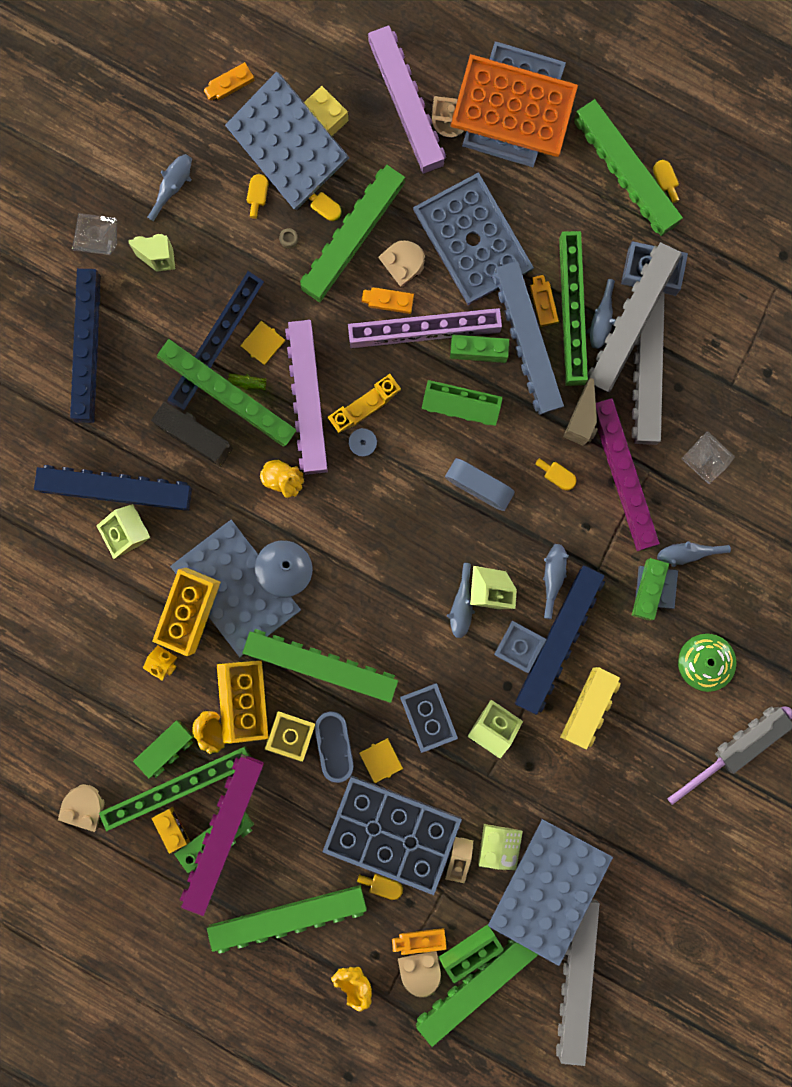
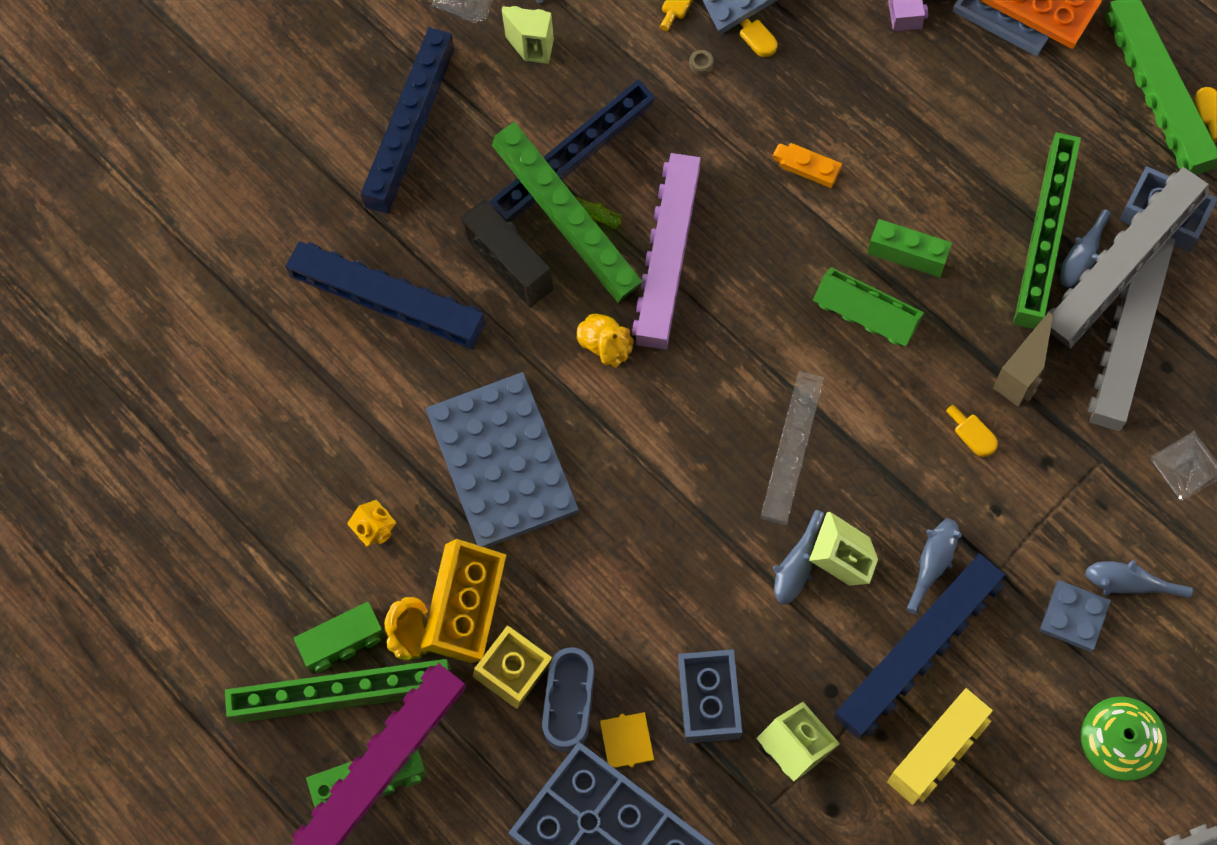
camera: 25 degrees right, 15 degrees down
(82, 807) = (203, 683): tan slope -> none
(123, 531) = (380, 348): yellowish green slope -> none
(171, 830) = (311, 745): yellow brick -> none
(186, 611) = (427, 465): yellow brick -> none
(262, 343) = (631, 174): yellow piece -> none
(281, 580) = (569, 463): sand blue dish -> none
(319, 666) = (583, 587): bright green brick -> none
(353, 233) = (783, 75): bright green brick -> none
(362, 442) = (723, 323): sand blue piece -> none
(366, 405) = (742, 280): yellow slope -> none
(403, 261) = (839, 122): tan slope -> none
(424, 328) = (843, 203): lavender brick -> none
(436, 522) = (792, 448): none -> clear plate
(467, 210) = (945, 84): sand blue plate -> none
(479, 484) = (864, 413): sand blue plant -> none
(520, 647) = (862, 640): sand blue plate -> none
(528, 338) = (978, 252): sand blue brick -> none
(543, 301) = (1010, 215): light orange hinge -> none
(625, 476) = (1066, 457): magenta brick -> none
(650, 589) = (1065, 609): bright green brick -> none

